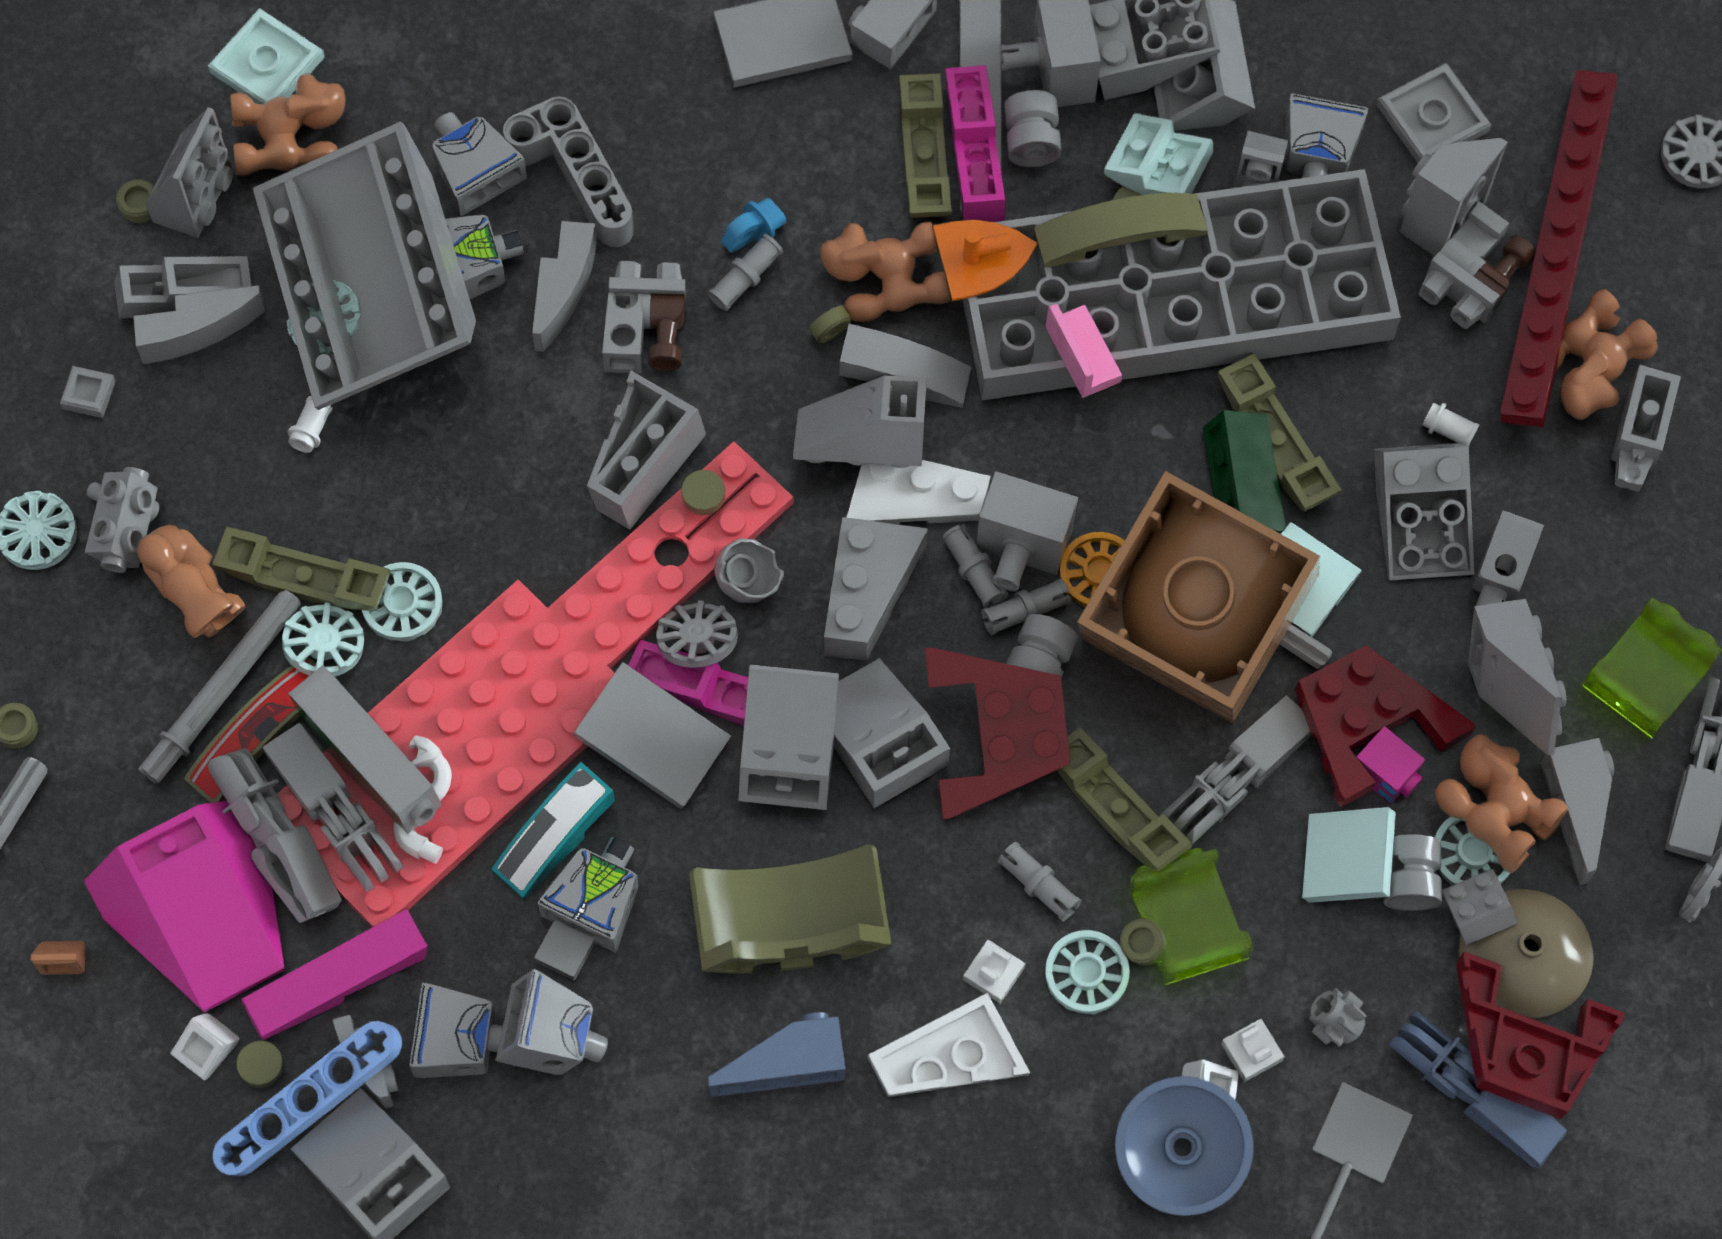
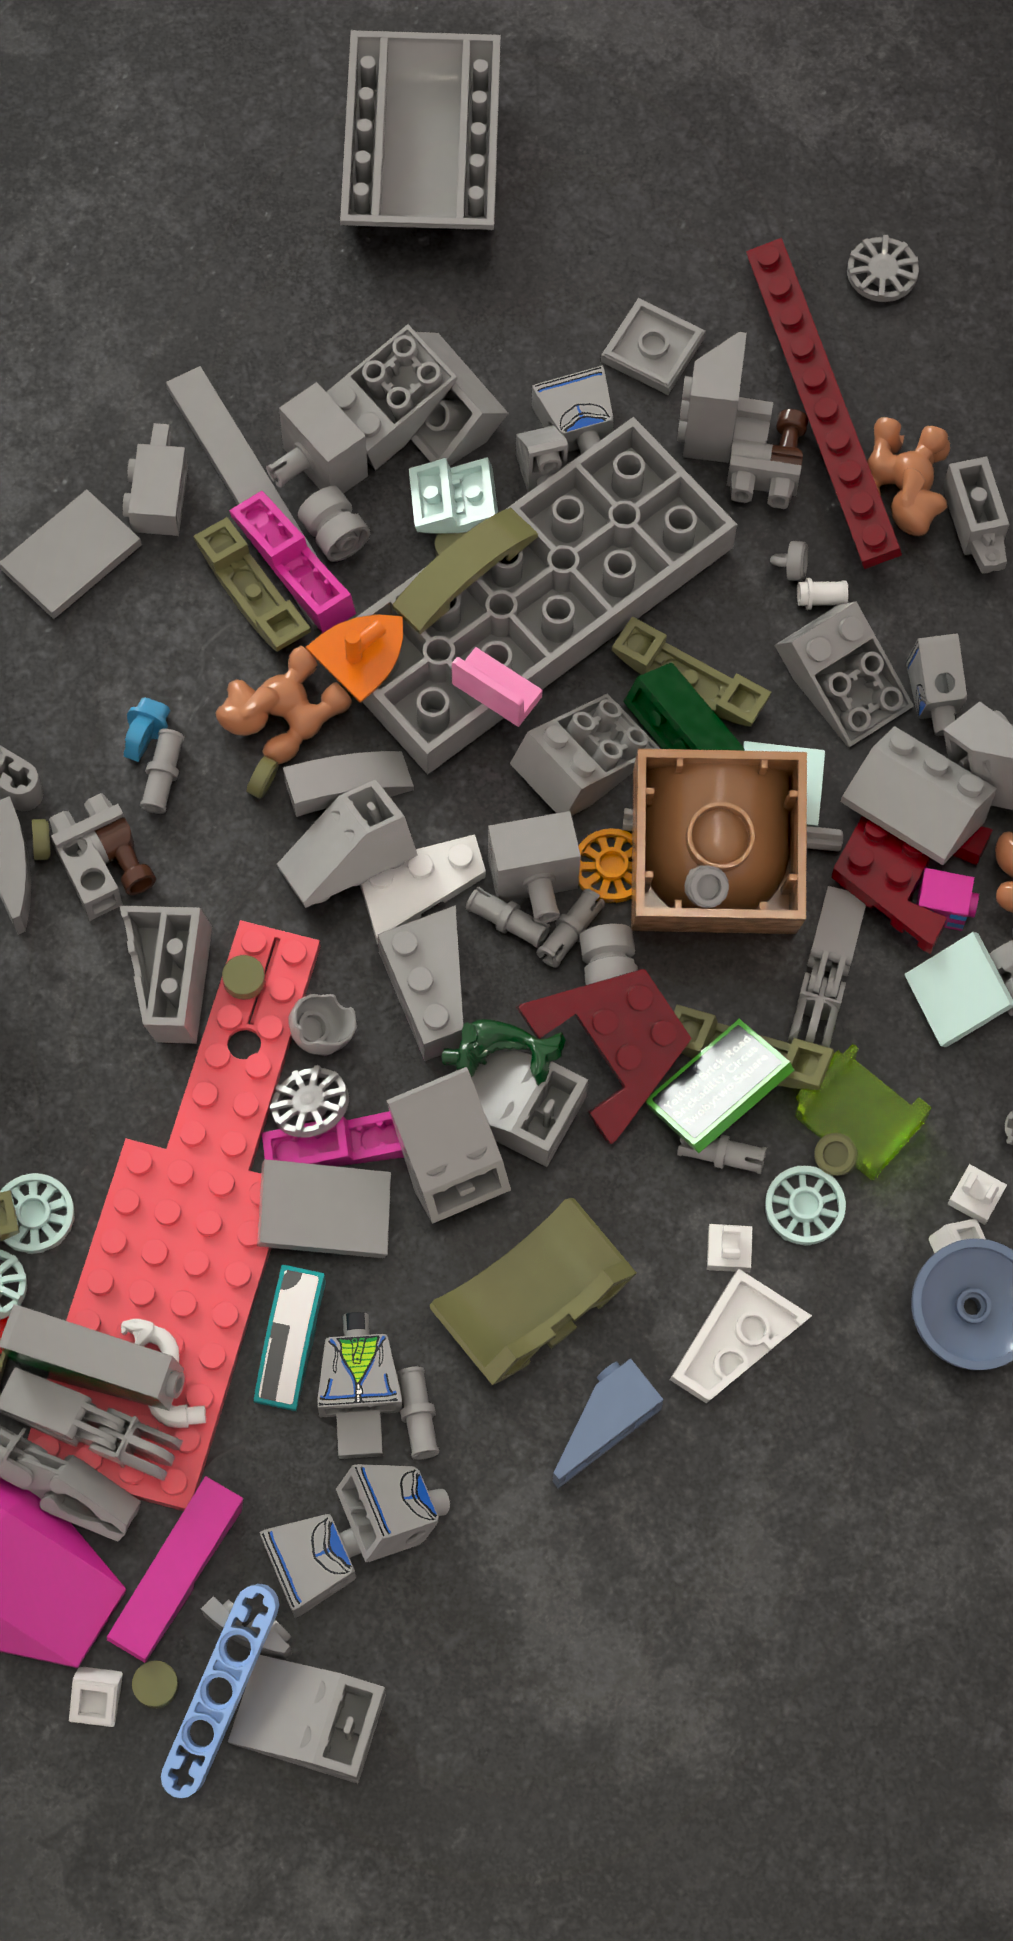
camera: 30 degrees left, 0 degrees up
(599, 279) = (40, 839): none -> olive tile
(625, 959) = (417, 1413): none -> light grey pin
(885, 660) = (487, 1036): none -> dark green animal
(1069, 819) = (719, 1085): none -> tile
(1123, 453) = (581, 754): none -> light grey slope
(1157, 630) = (706, 886): none -> light grey tile
(1420, 657) = (919, 795): none -> light grey slope
(1441, 381) = (795, 560): none -> light grey tile

